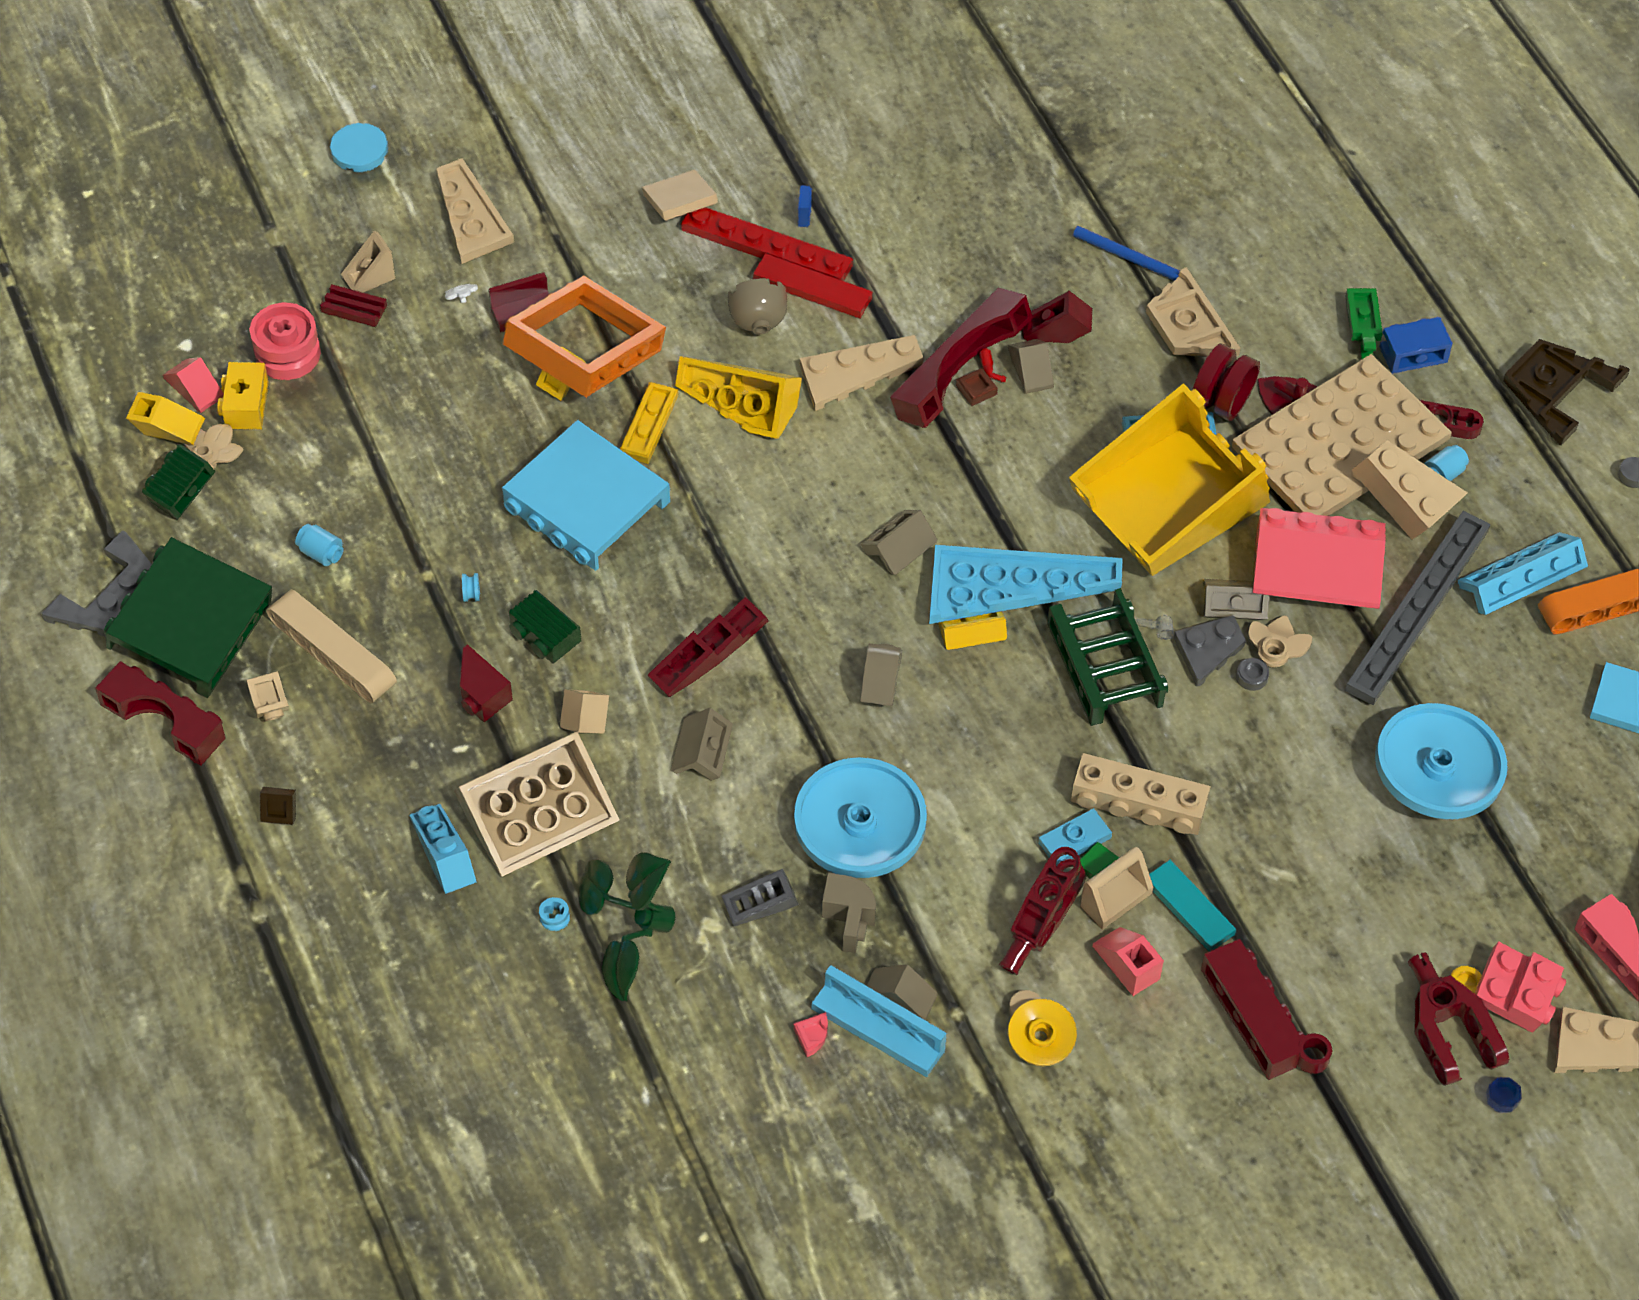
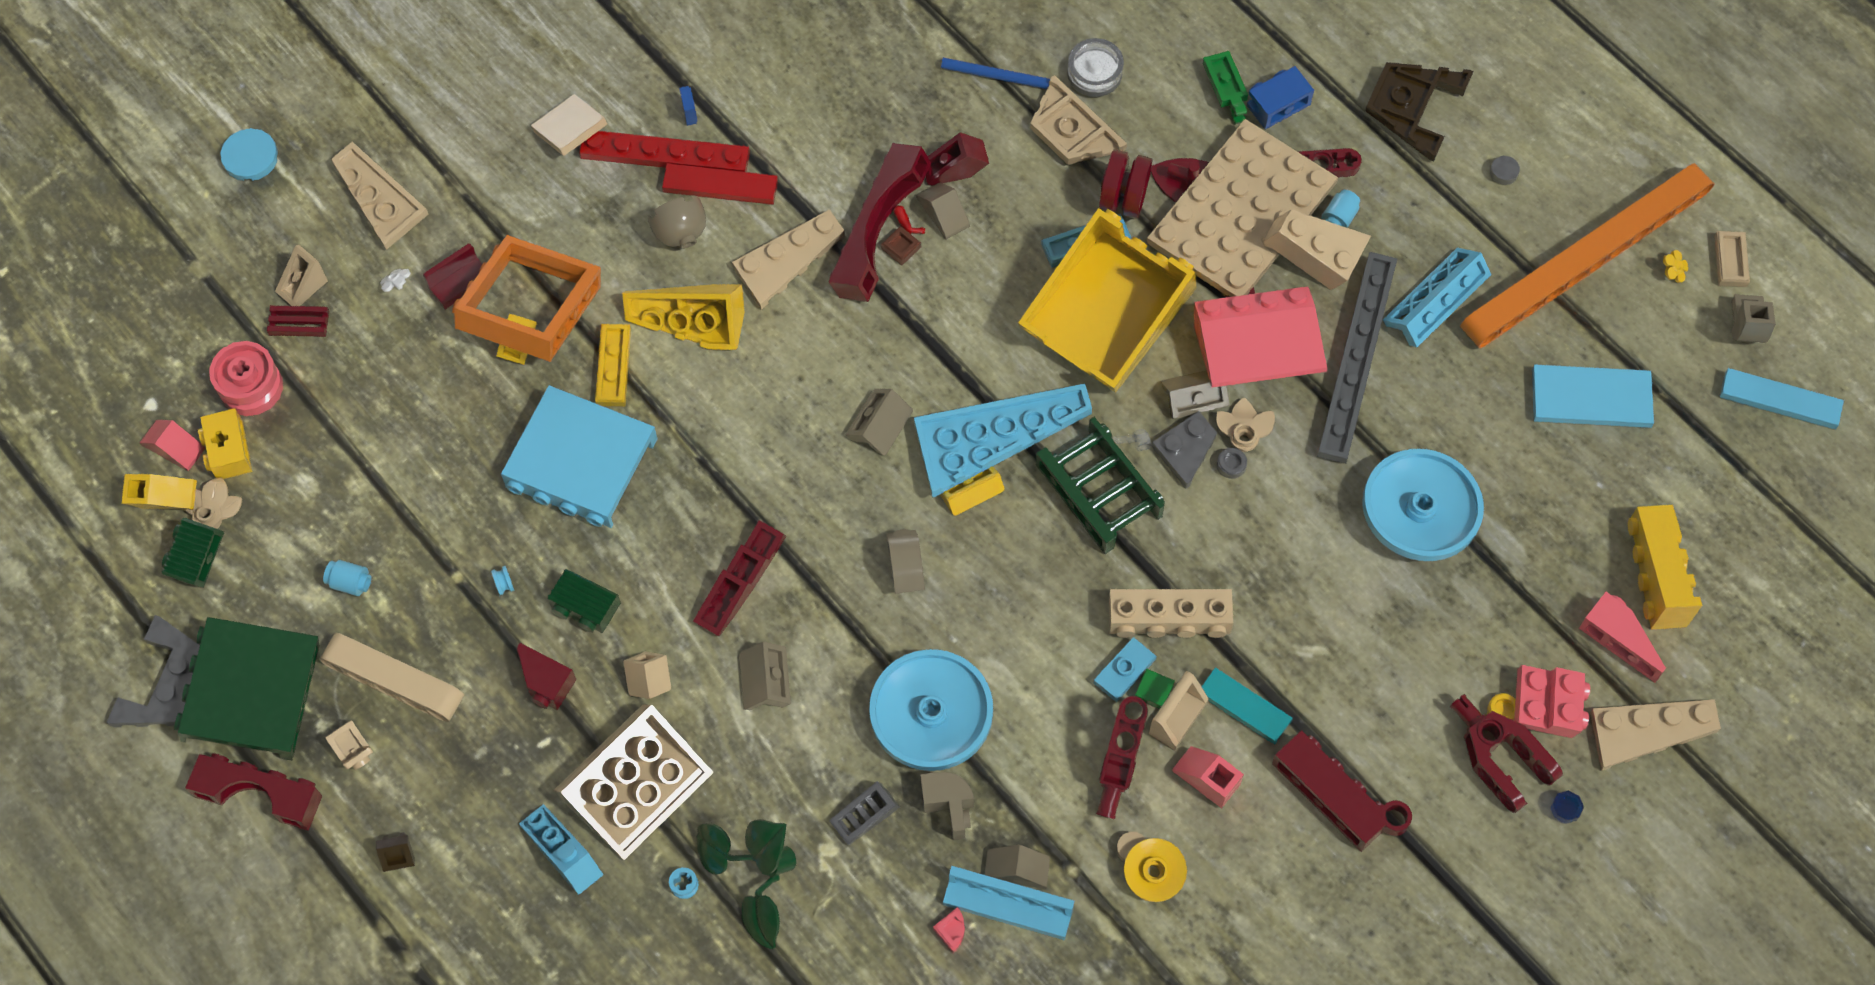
camera: 15 degrees left, 10 degrees up
(1231, 270) = (1095, 67): none -> clear piece

